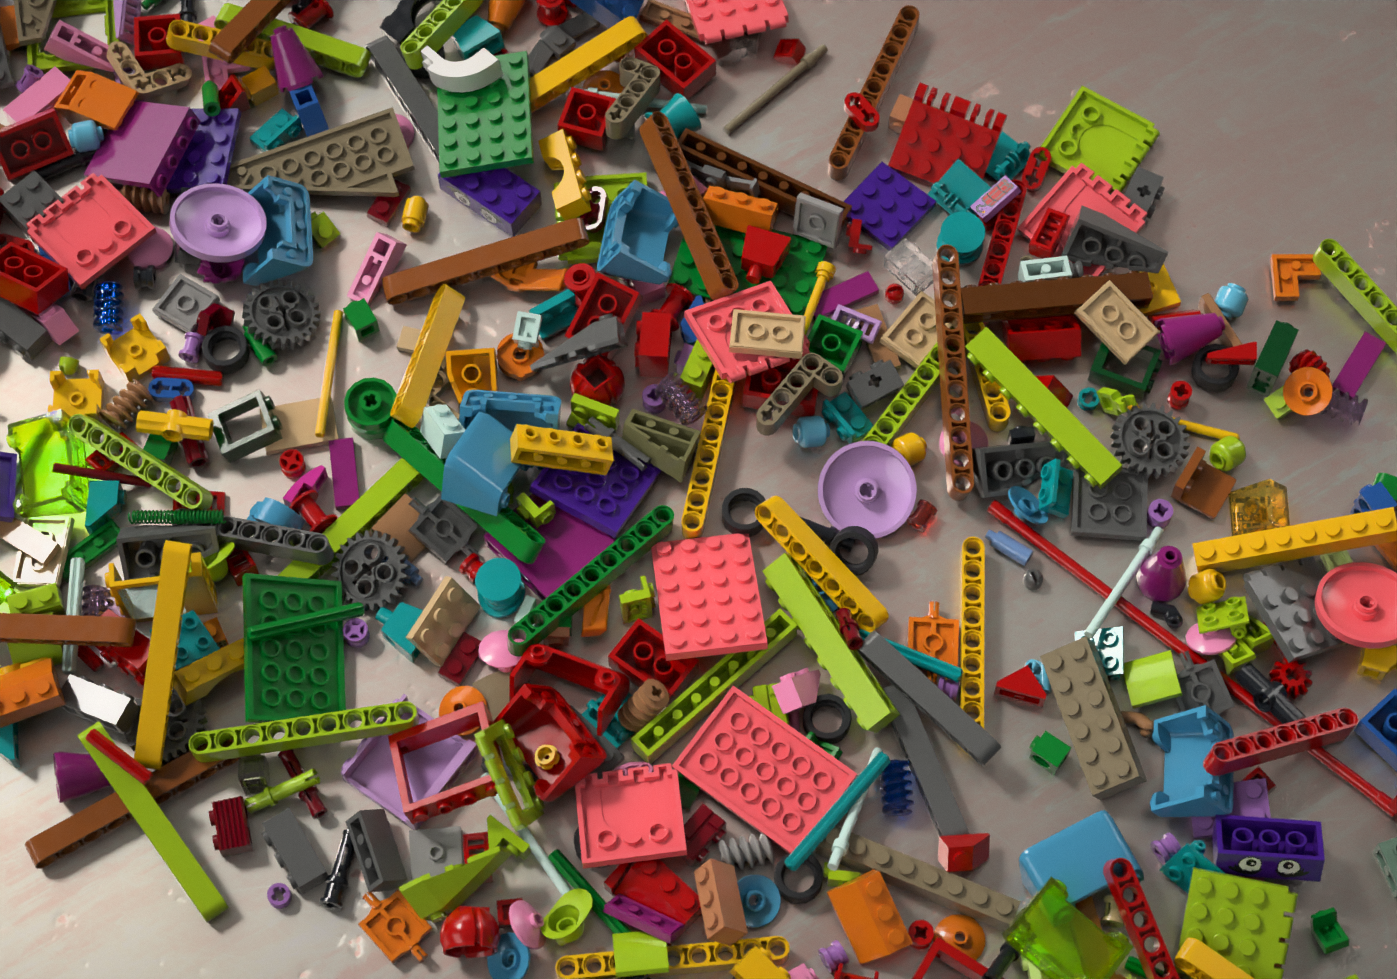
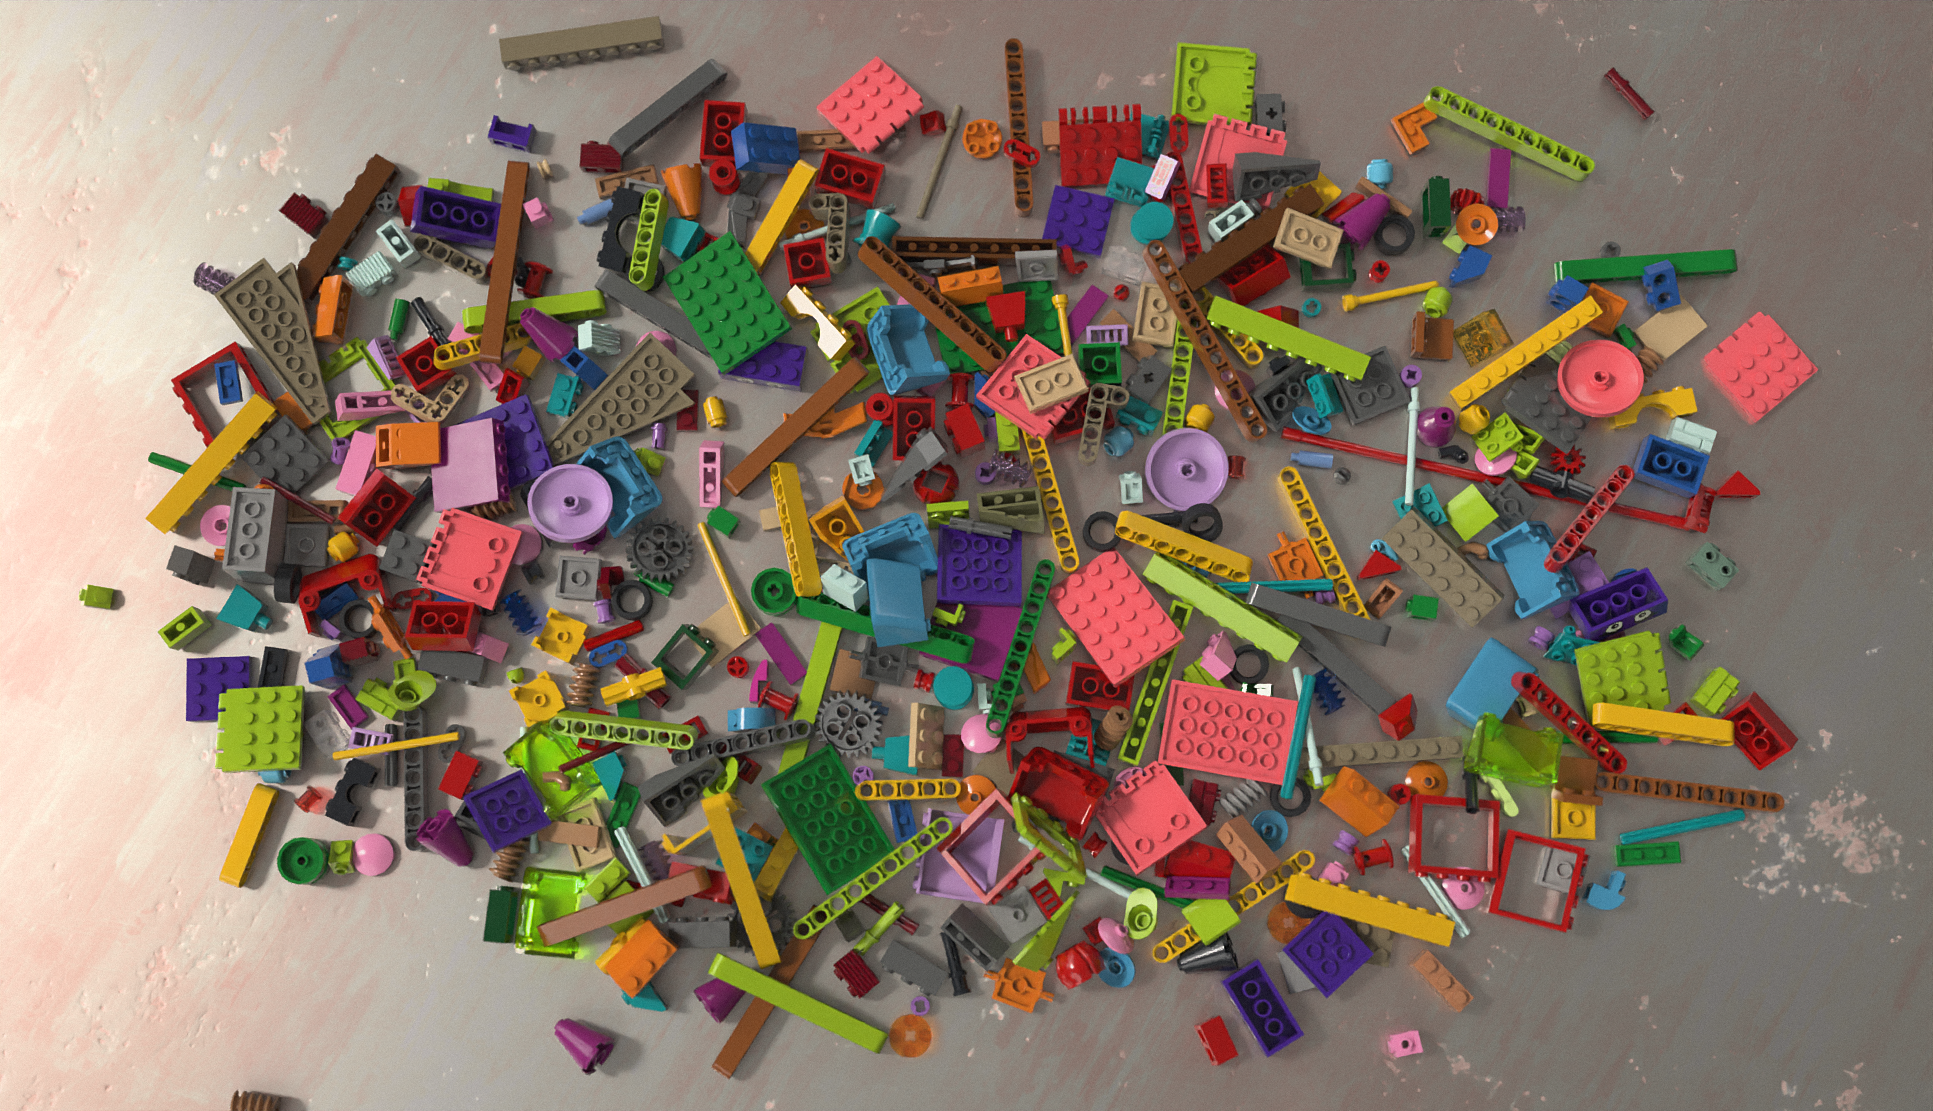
camera: 25 degrees left, 15 degrees up
(48, 479) = (562, 779): none -> medium nougat arm
(85, 136) = (418, 479): medium azure head -> none
(119, 756) = (750, 973): red axle -> none
(177, 515) = (664, 764): green piece -> none
(210, 98) = (499, 397): green cylinder -> none
(261, 930) = (911, 1023): none -> clear orange plate
(305, 621) = (826, 793): green axle -> none
(339, 92) = (599, 338): none -> light aqua brick
(348, 206) = (658, 437): none -> medium lavender pin
(373, 689) = (902, 820): none -> blue plate
(386, 653) = (916, 784): none -> yellow beam
(462, 75) = (692, 282): white arch -> none
(542, 752) = (1062, 808): yellow plate -> none
(559, 821) = (1094, 844): none -> red wheel
(561, 449) = (945, 558): yellow brick -> none
(798, 483) = (1131, 487): none -> light aqua bracket
(831, 86) = (982, 138): none -> orange dish
(851, 636) = (1225, 582): dark red pin -> none
(1011, 721) = (1382, 598): none -> nougat slope
(1114, 402) = (1333, 303): lime plate -> none
(1171, 444) = (1359, 326): dark grey gear -> none
(1238, 355) = (1413, 218): red slope -> none
(1282, 436) = (1471, 267): none -> blue slope

